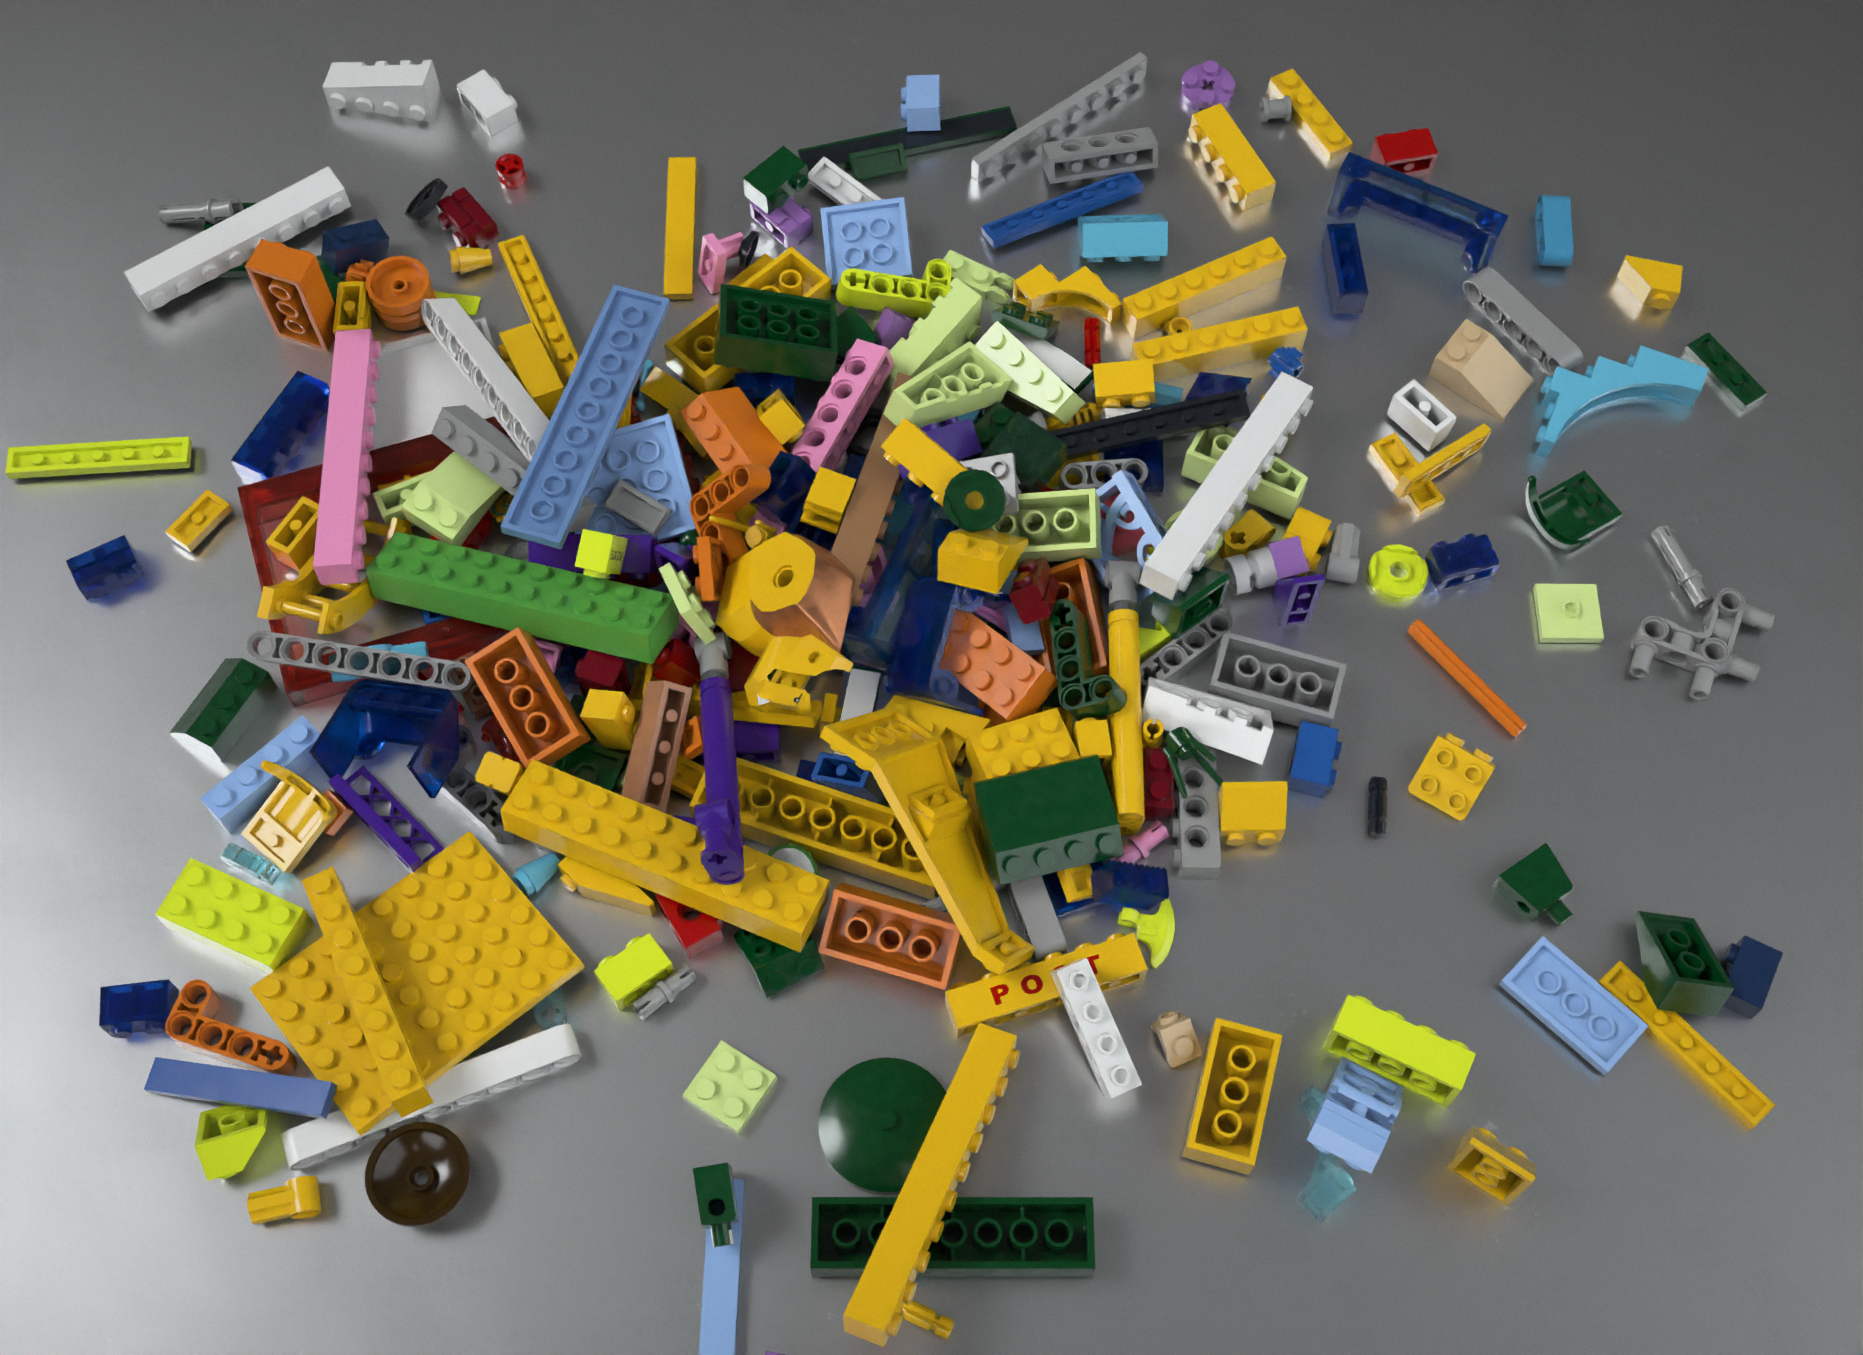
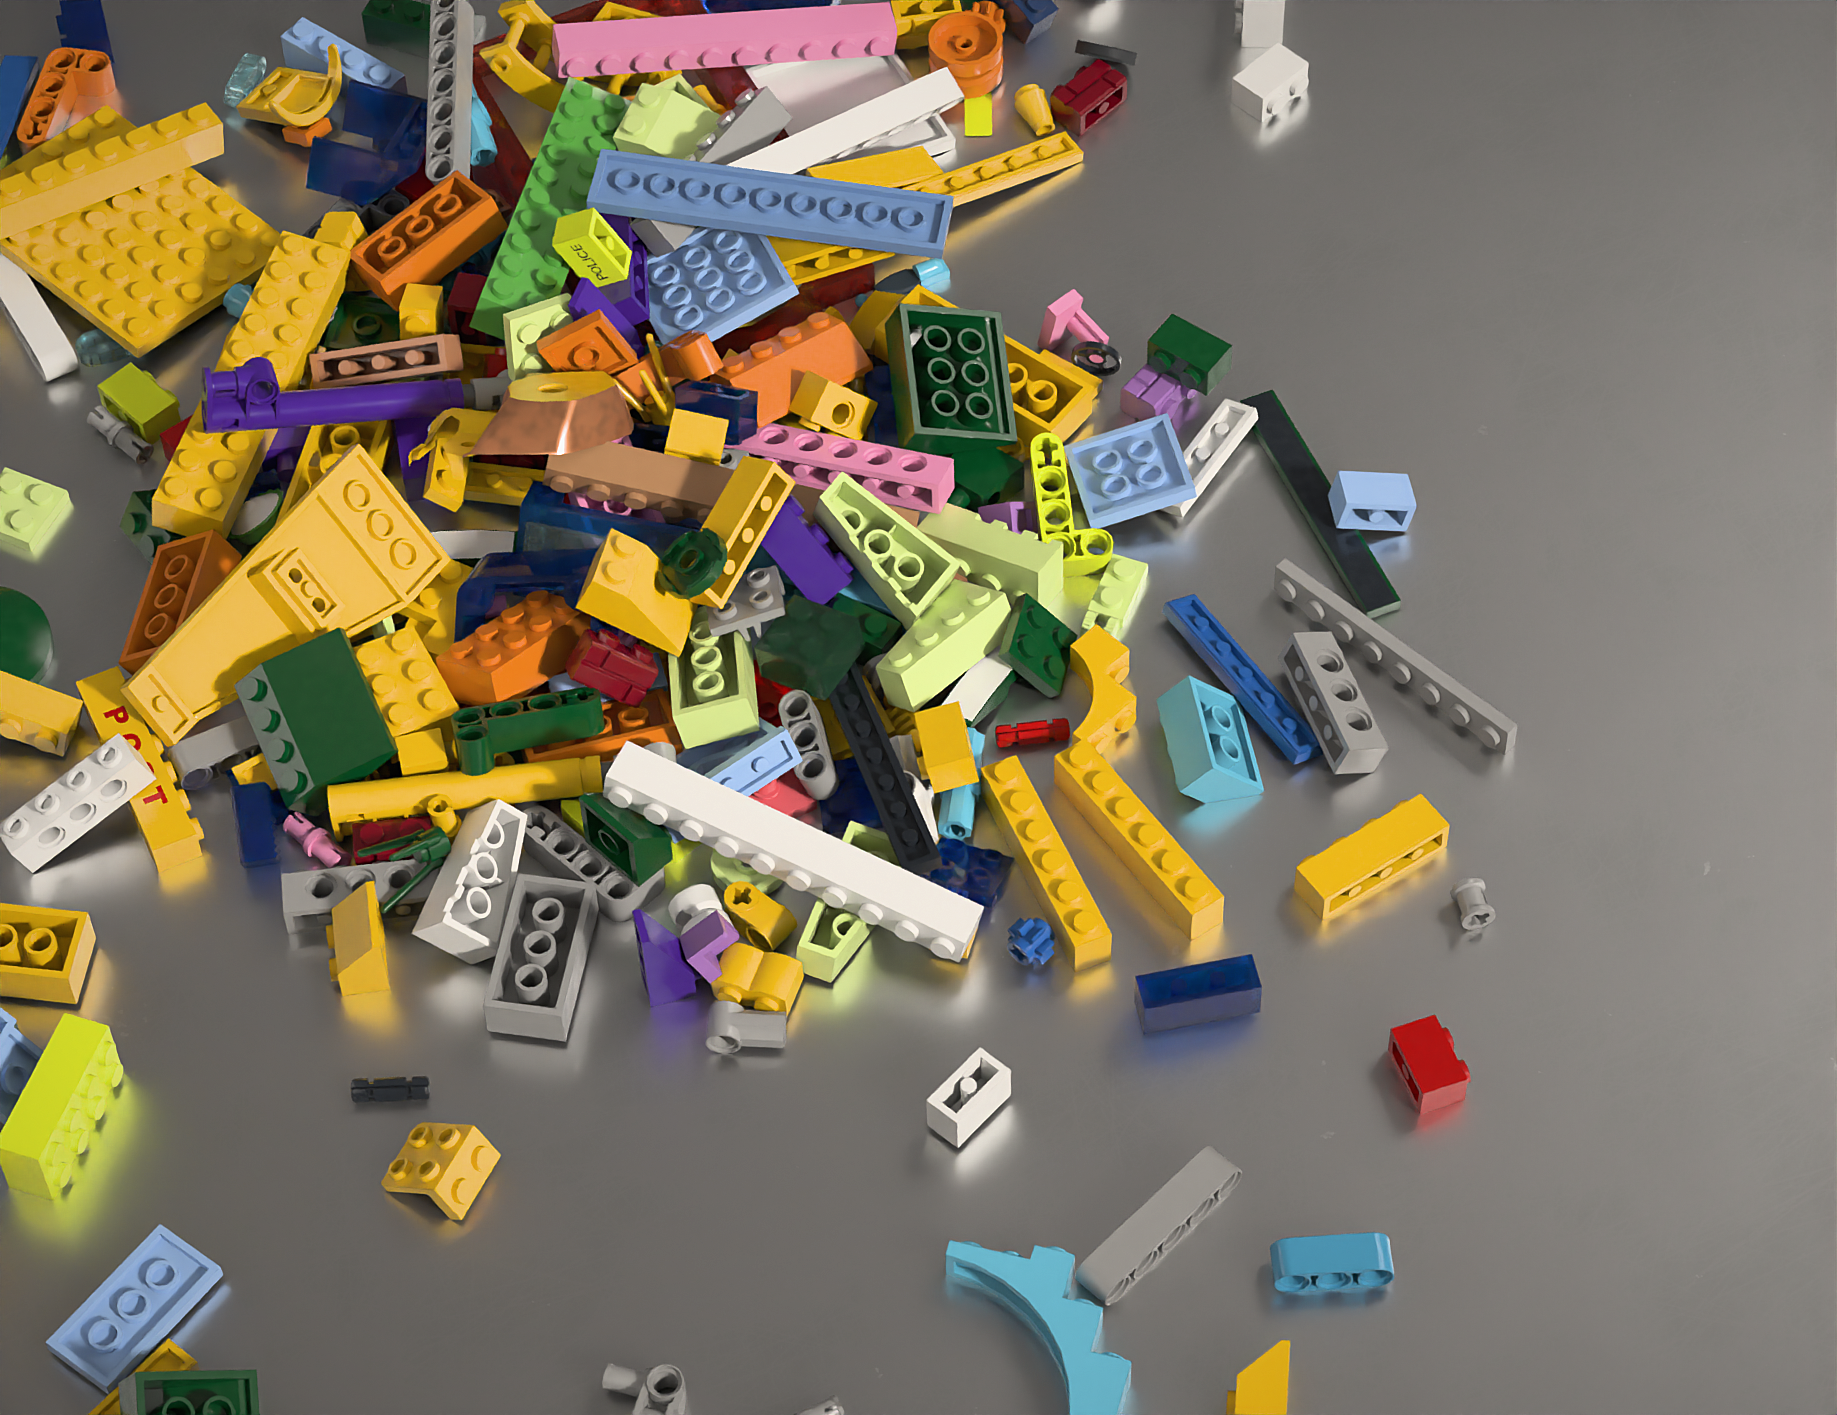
camera: 85 degrees right, 10 degrees down
(234, 917) = (184, 68): neon yellow brick -> none
(378, 824) = (289, 175): dark purple fence -> none
(511, 171) = (1173, 123): red wheel -> none
(637, 508) = (681, 291): light grey tile -> none
(680, 228) = (1138, 294): yellow tile -> none
(831, 711) = (460, 520): yellow plate -> none
(878, 162) = (1271, 473): dark green tile -> none
(1153, 930) = (216, 871): neon yellow piece -> none
(1177, 324) = (1071, 816): yellow plate -> none
(1177, 1037) = (83, 894): tan bracket -> none
(1207, 75) = (1501, 806): medium lavender plate -> none
(1311, 114) = (1481, 952): yellow plate -> none
(1313, 758) = (443, 1010): blue brick -> none
(1392, 587) = (738, 1117): neon yellow tile -> none
(1396, 460) = (887, 1101): yellow tile -> none
(1419, 204) = (1296, 1147): clear blue windscreen -> none
(1442, 461) = (899, 1125): yellow tile -> none
(1461, 561) = (751, 1161): clear blue brick -> none
(1467, 677) = (583, 1181): orange axle -> none
(1480, 370) = (1065, 1175): tan slope -> none
(1536, 886) = (289, 1262): dark green torso -> none
(1568, 613) = (695, 1298): yellowish green plate -> none
(1570, 511) = (851, 1292): dark green piece -> none

